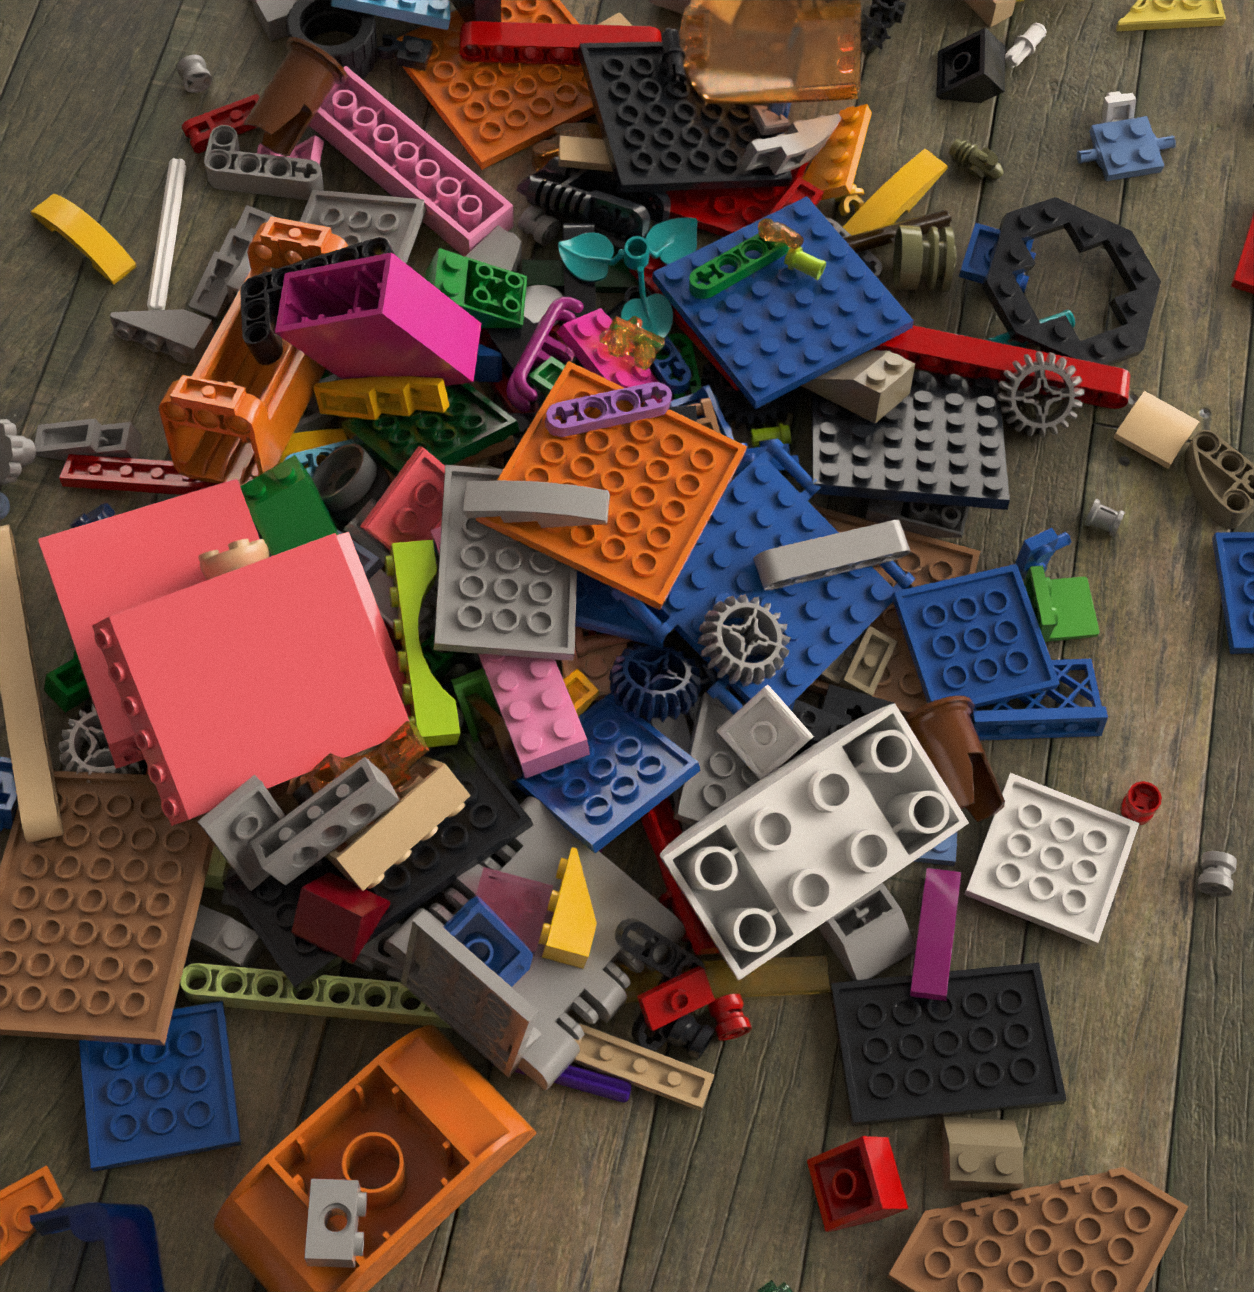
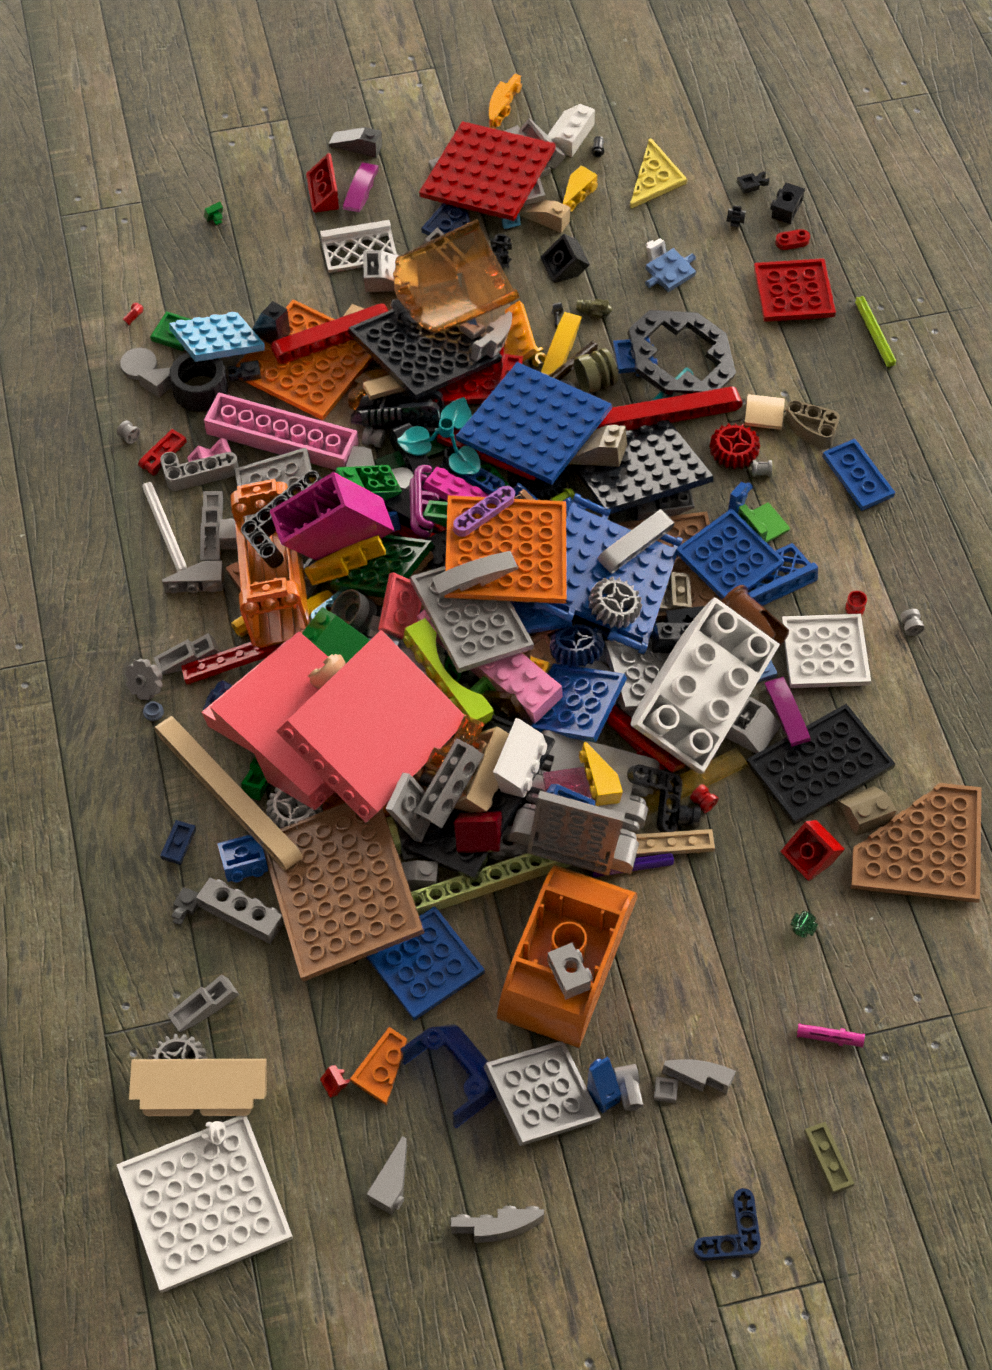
camera: 20 degrees left, 5 degrees down
(86, 235) = (118, 544): yellow slope -> none
(295, 95) = (203, 418): reddish brown piece -> none
(454, 830) = (519, 759): none -> white slope
(631, 339) = (466, 475): clear yellow hips -> none
(675, 998) = (673, 798): red plate -> none
(737, 258) = (499, 408): green beam -> none
(765, 733) = (649, 646): white tile -> none
(779, 232) = (518, 385): clear orange arm -> none
(805, 263) = (538, 396): lime pin -> none
(919, 140) = (557, 308): none -> black hand
(1025, 45) = (587, 234): white axle -> none
(1039, 367) = (692, 411): light grey gear -> none
(1080, 479) = (734, 446): none -> red gear

